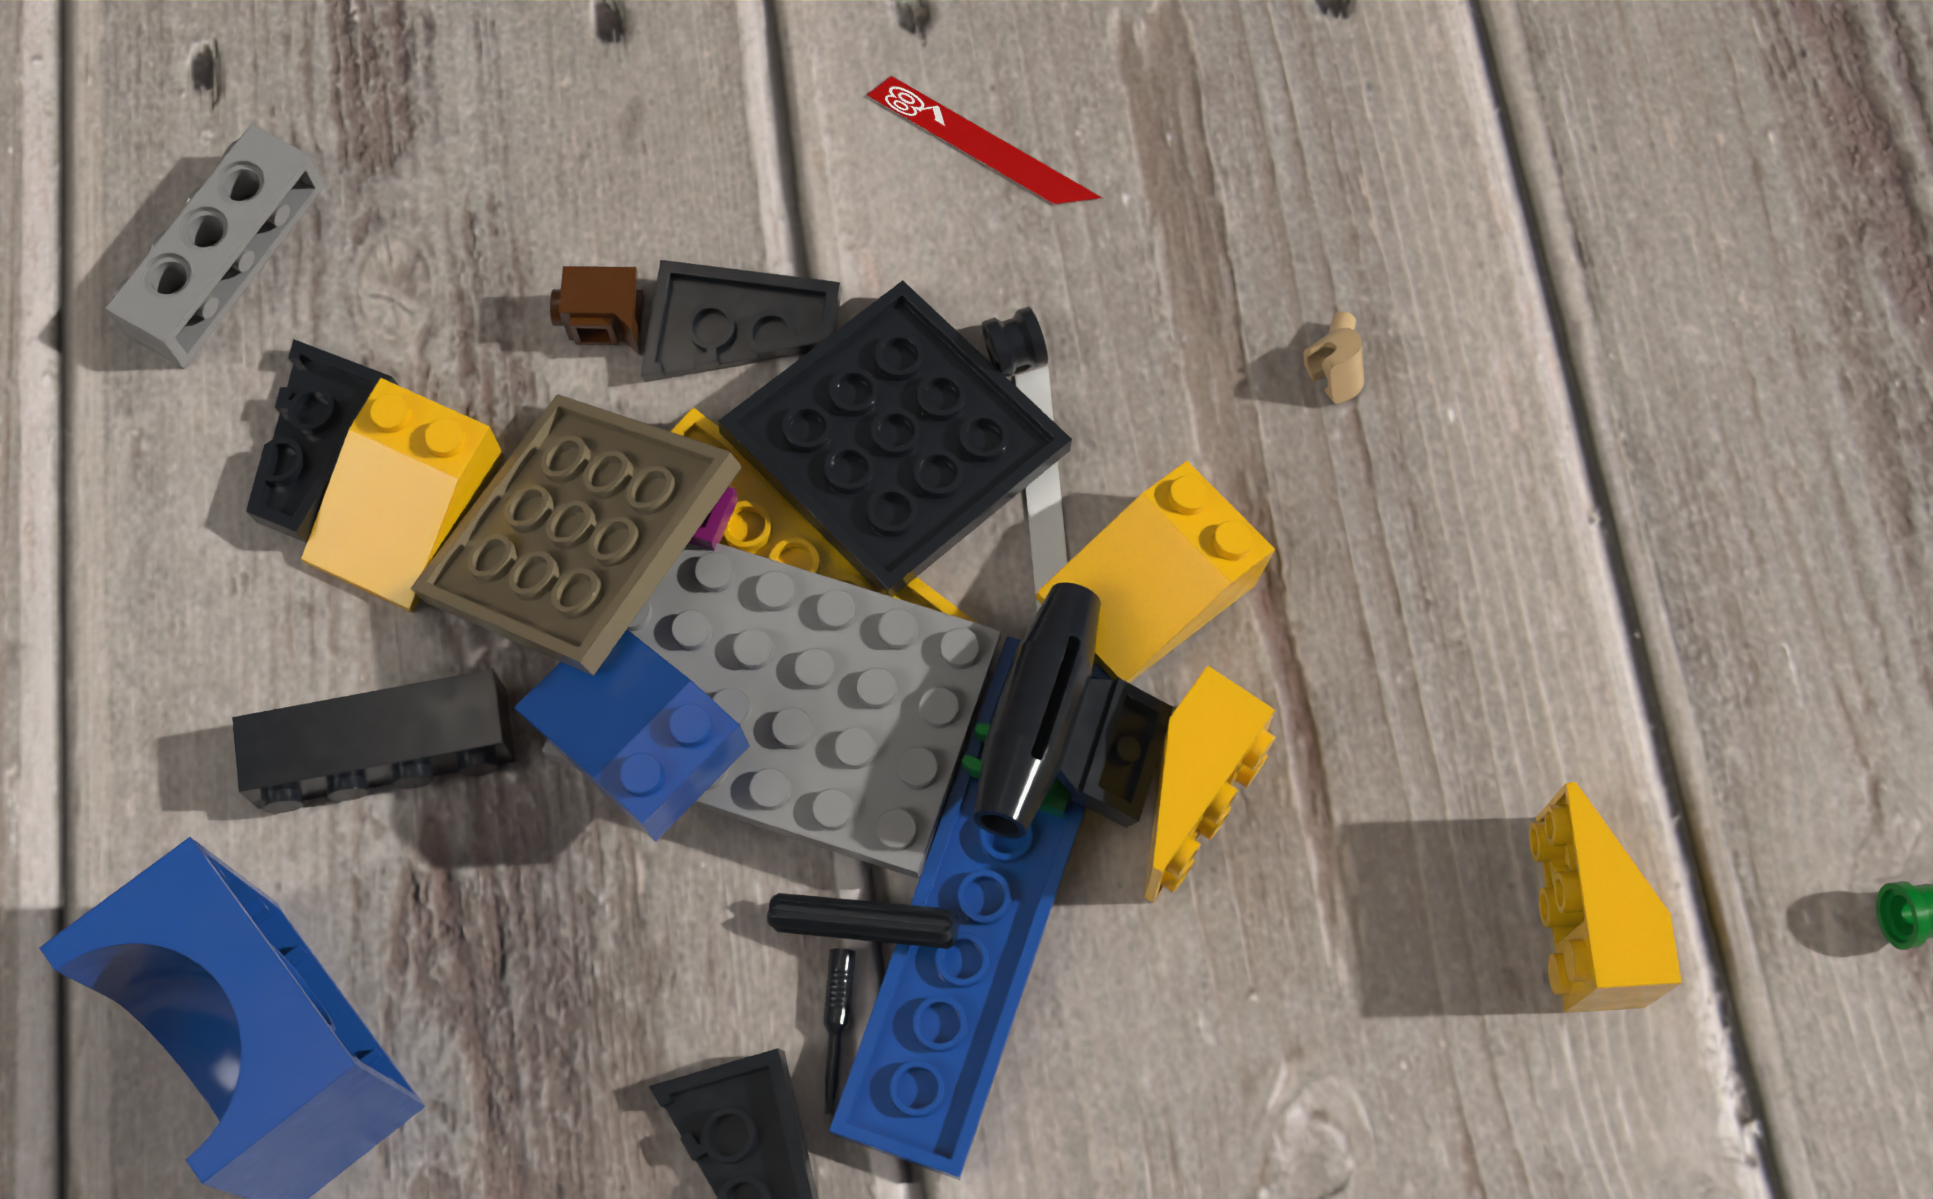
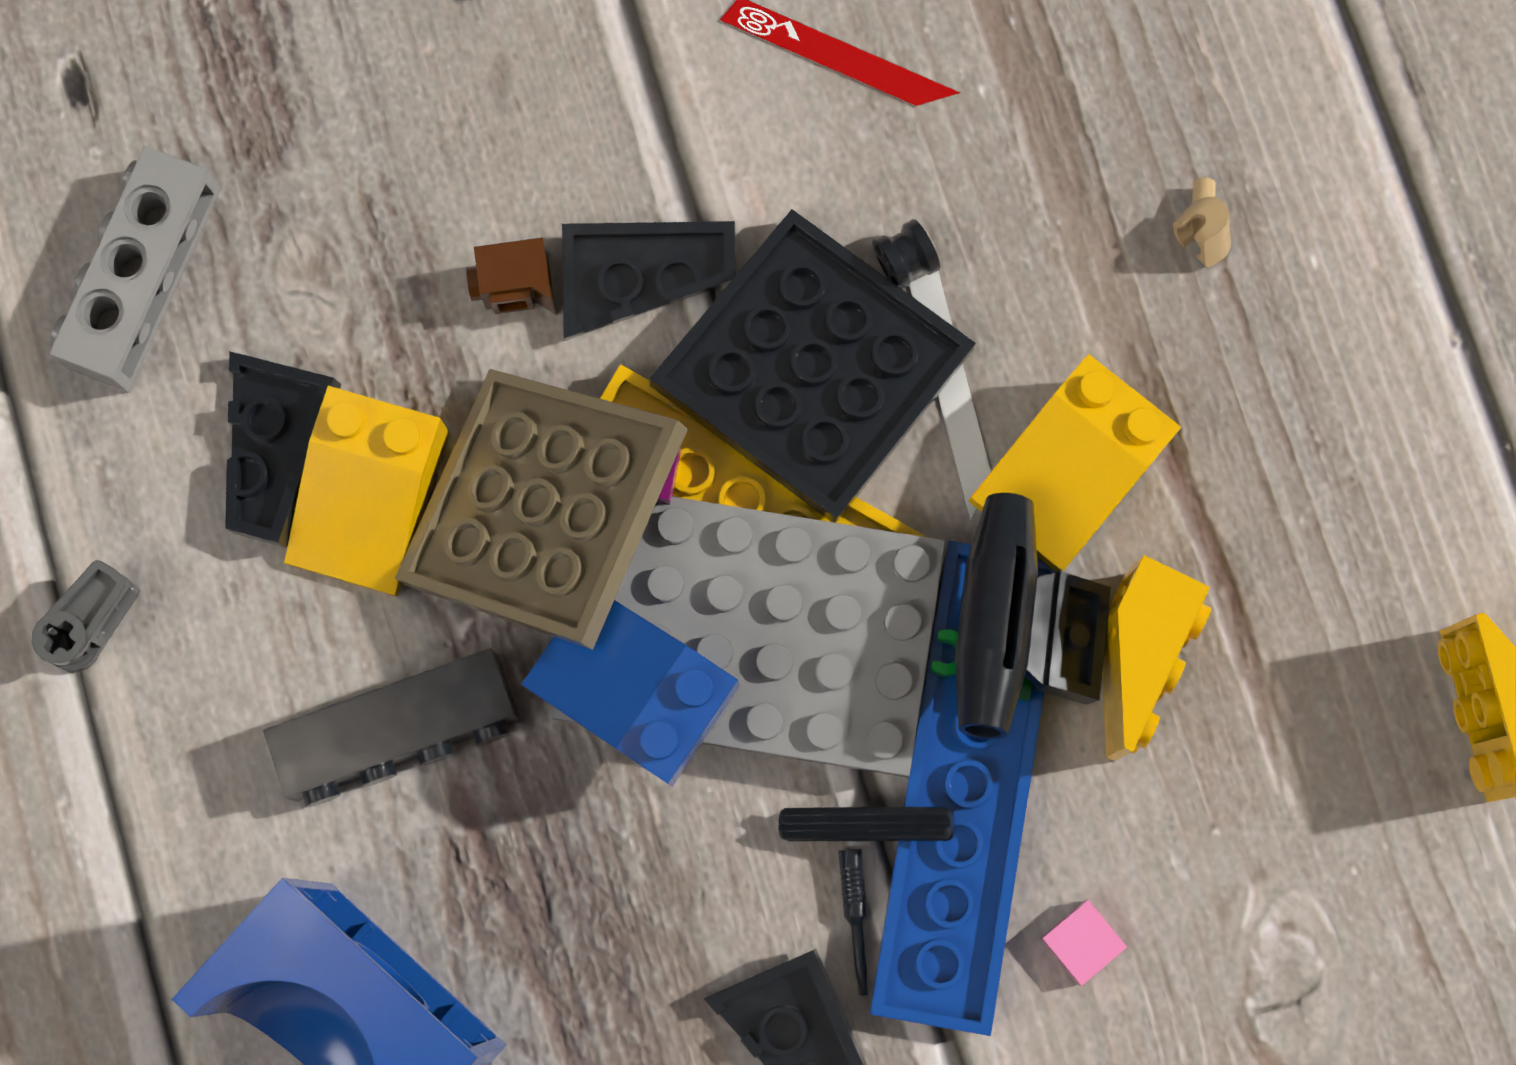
camera: 10 degrees left, 10 degrees up
(83, 579) = (87, 613): none -> dark grey piece
(1084, 1093) = (1083, 942): none -> bright pink tile

